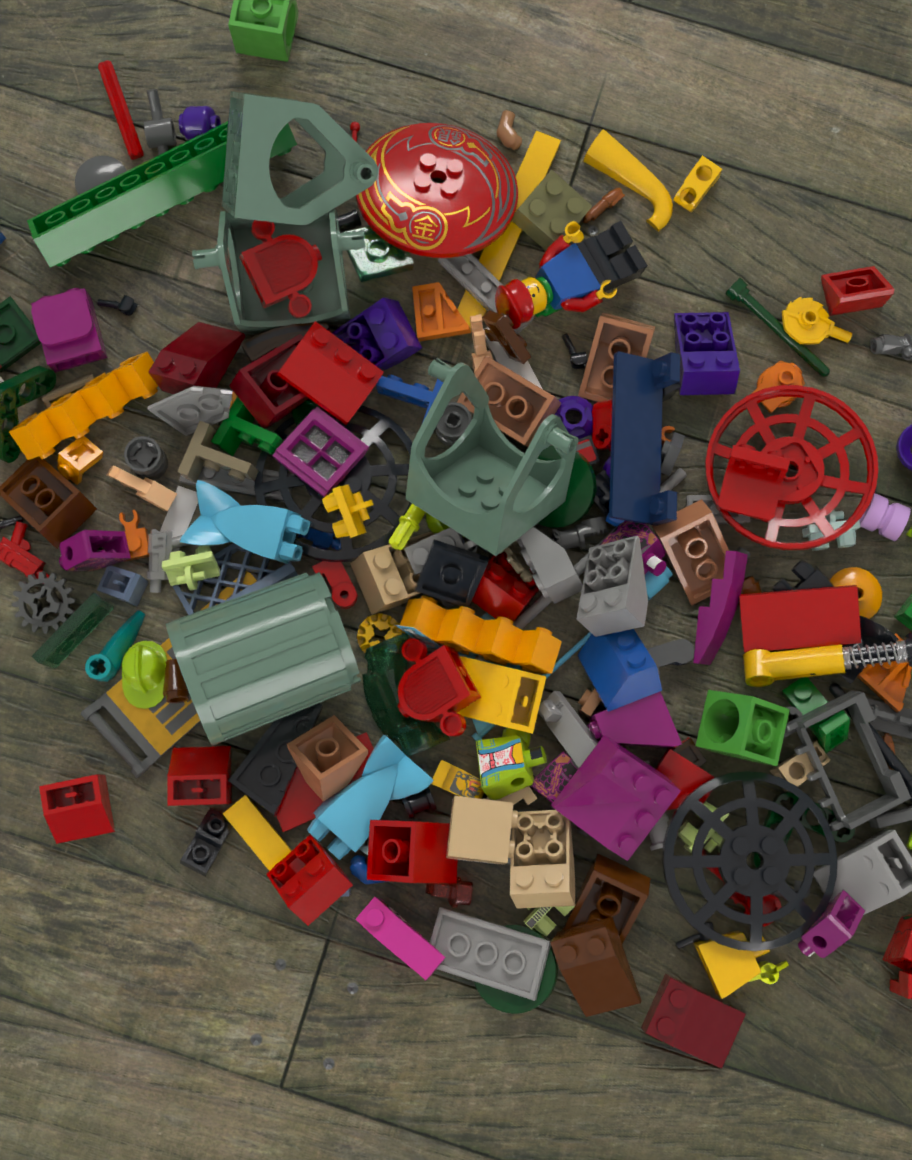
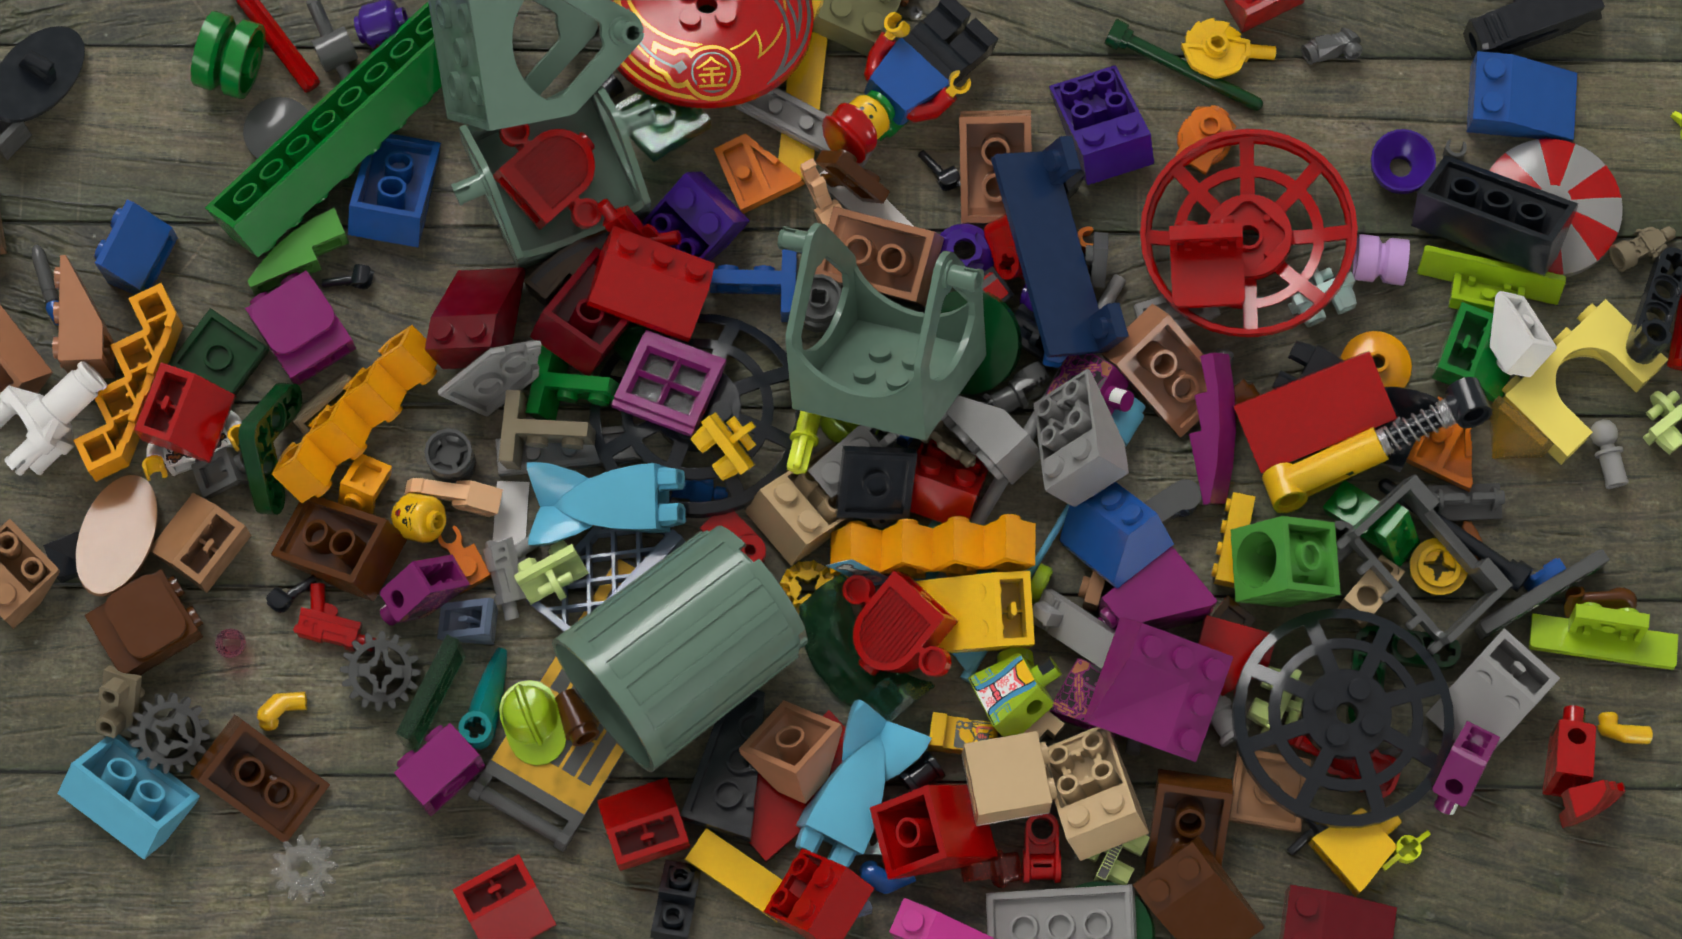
camera: 15 degrees left, 5 degrees down
(60, 690) = (439, 768): none -> magenta brick
(78, 112) = (227, 55): none -> green wheel
(87, 273) = (299, 251): none -> bright green slope
(109, 496) = (419, 517): none -> yellow head
(165, 248) = (394, 191): none -> blue slope
(327, 319) = (626, 219): none -> red piece
(490, 890) = (1041, 852): none -> red piece
(555, 680) = (1040, 581): none -> lime tile
(660, 903) = (1253, 806): none -> medium nougat tile
(716, 680) = (1239, 514): none -> yellow piece
(858, 776) = (1424, 577): none -> yellow gear

